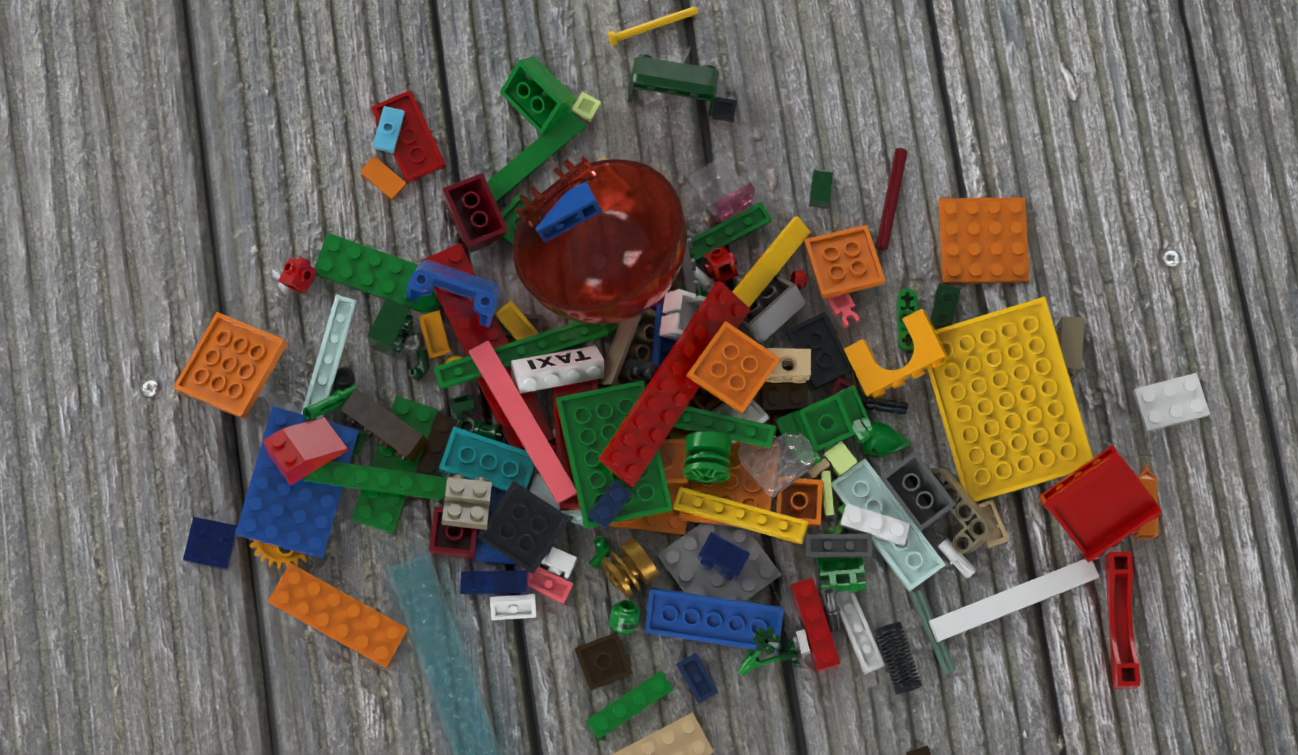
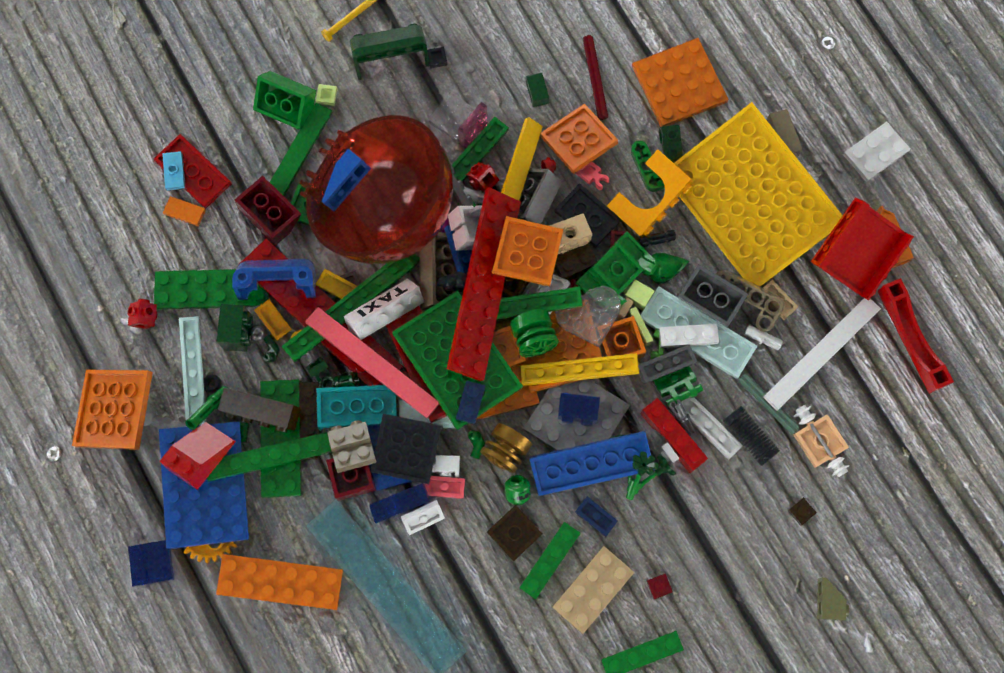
camera: 15 degrees left, 0 degrees up
(972, 693) = (821, 441): none -> light nougat plate

